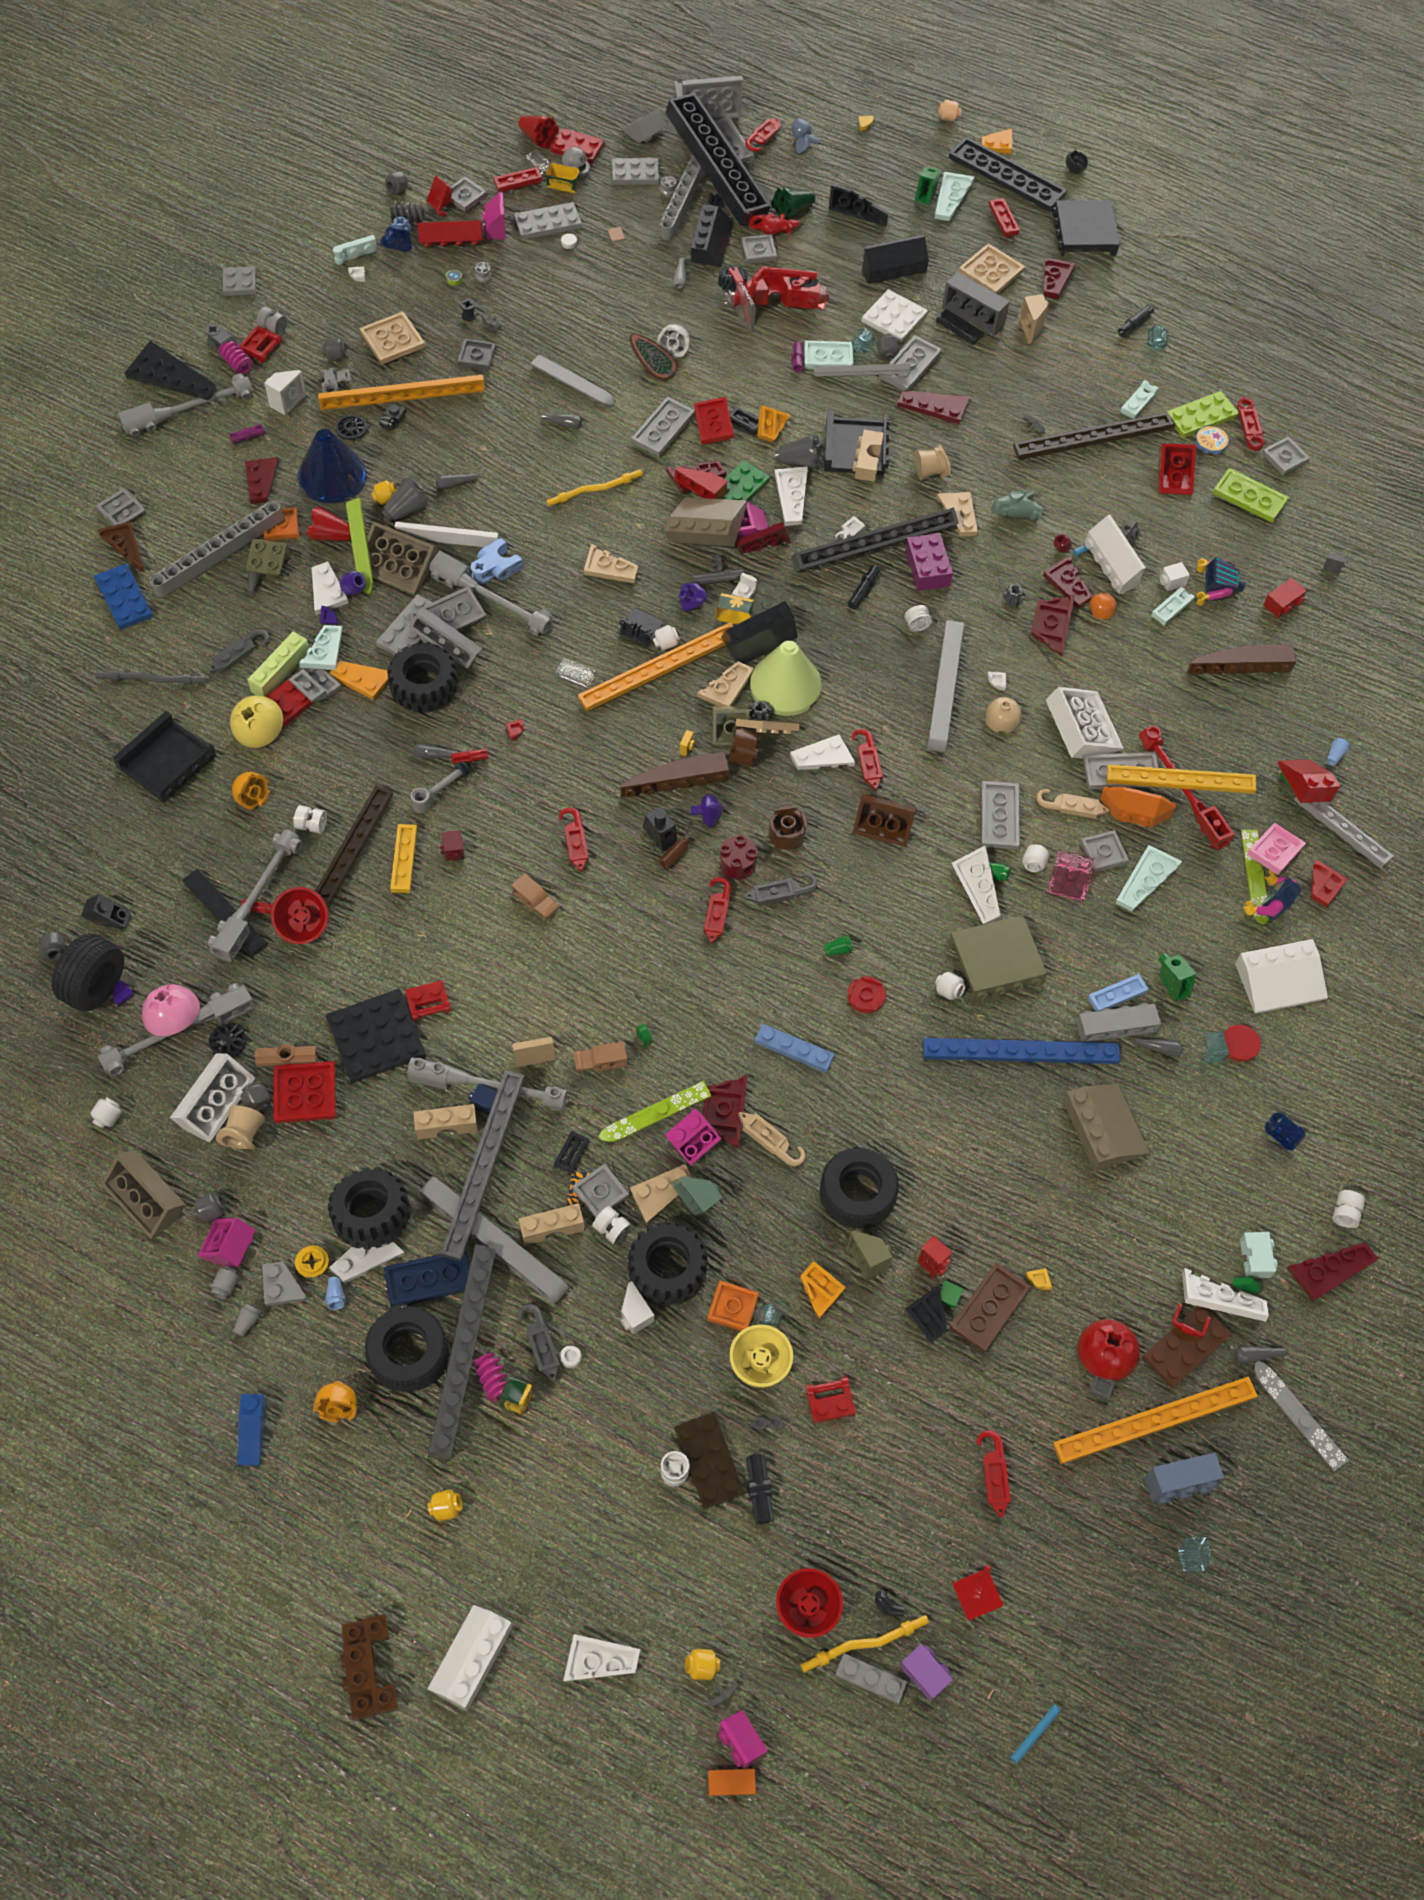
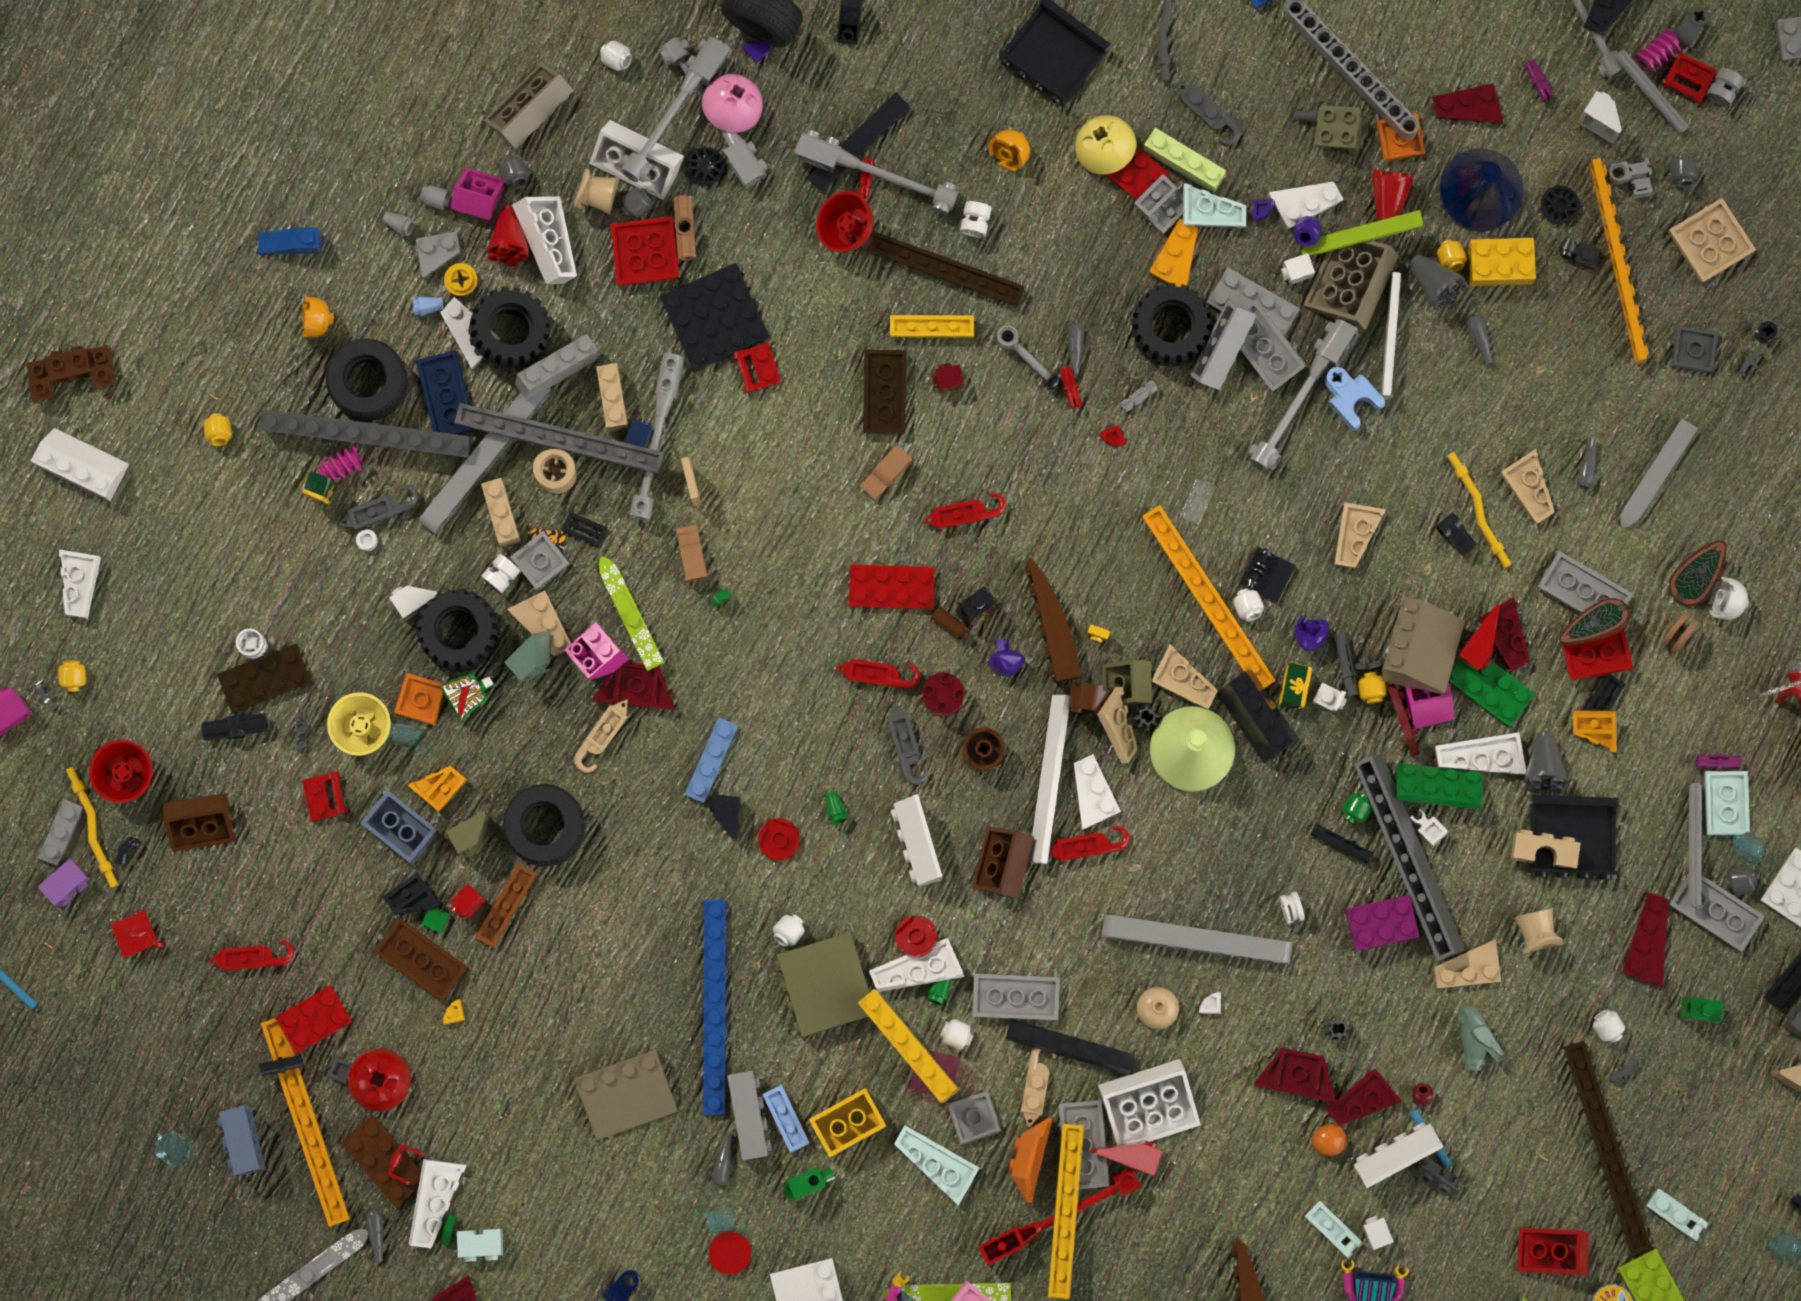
camera: 95 degrees right, 20 degrees up
(137, 1032) = (701, 70): none -> light grey bar
(268, 362) = (1651, 91): none -> light grey axle
(276, 1211) = (508, 240): none -> red cone
(281, 1173) = (547, 237): none -> white wedge
(383, 592) = (1298, 269): none -> white brick
(393, 458) = (1501, 262): none -> yellow brick
(412, 1166) = (556, 367): none -> light grey brick
(460, 897) = (884, 392): none -> dark brown plate
(481, 709) = (1138, 396): none -> light grey axle
(514, 1171) = (555, 470): none -> tan hat
(578, 456) = (1528, 485): none -> tan wing
(610, 504) = (1453, 530): none -> black piece
(638, 899) = (891, 587): none -> red plate
(690, 413) = (1596, 622): none -> shield
(699, 367) = (1680, 633): none -> medium nougat head
(731, 1259) = (466, 693): none -> torso
(738, 558) = (1372, 688): none -> yellow head
(809, 782) = (1049, 779): none -> white tile
(818, 518) = (1439, 786): none -> green plate
(835, 573) = (1356, 808): none -> green head
(846, 1032) = (727, 813): none -> black slope
(858, 1526) = (199, 822): none -> reddish brown slope
(862, 1321) = (400, 827): none -> sand blue brick
(868, 878) = (917, 840): none -> white slope
(933, 1225) = (506, 905): none -> dark orange plate
(951, 887) = (916, 936): none -> red tile
(988, 365) = (1701, 1010): none -> green torso
(1001, 428) = (1608, 1026): none -> white head
(1040, 777) = (1070, 1047): none -> black tile
(1052, 882) = (908, 1046): none -> yellow brick
(1055, 1410) = (313, 1020): none -> red plate
(1105, 1438) = (281, 1065): none -> black pin
(1119, 941) = (847, 1123): none -> yellow brick
(1128, 732) = (1134, 1155): none -> slope

